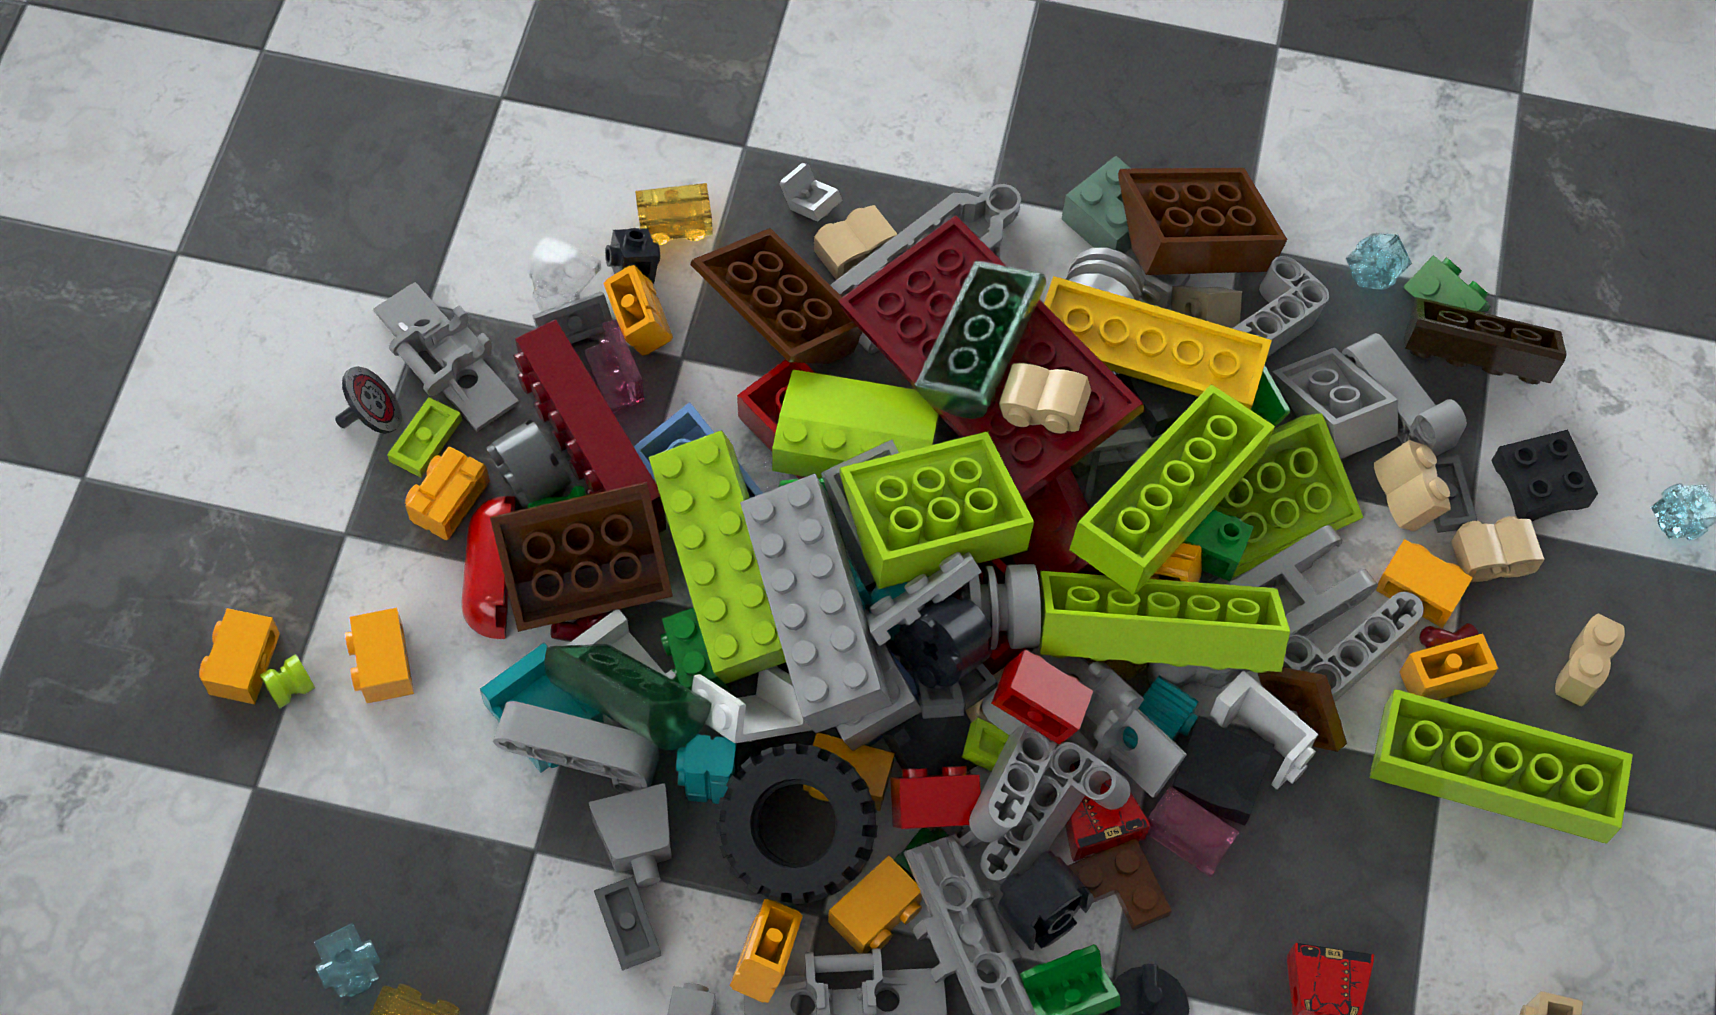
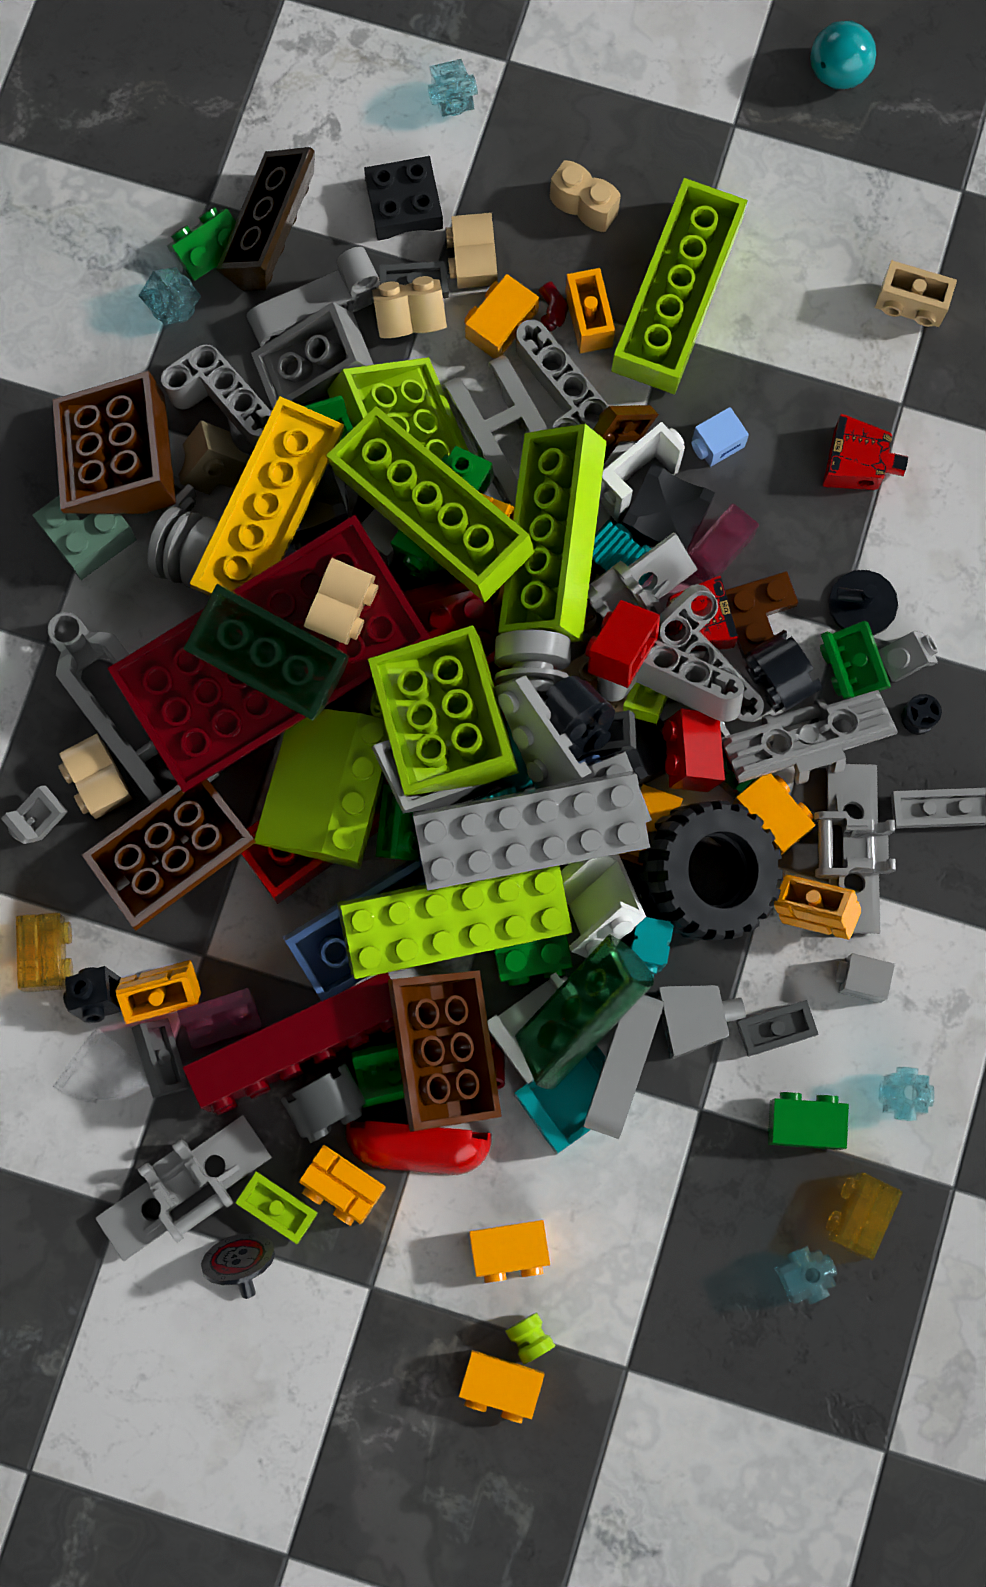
camera: 85 degrees left, 15 degrees up
(518, 956) = (808, 1123): none -> green brick
(1322, 824) = (719, 437): none -> light blue brick

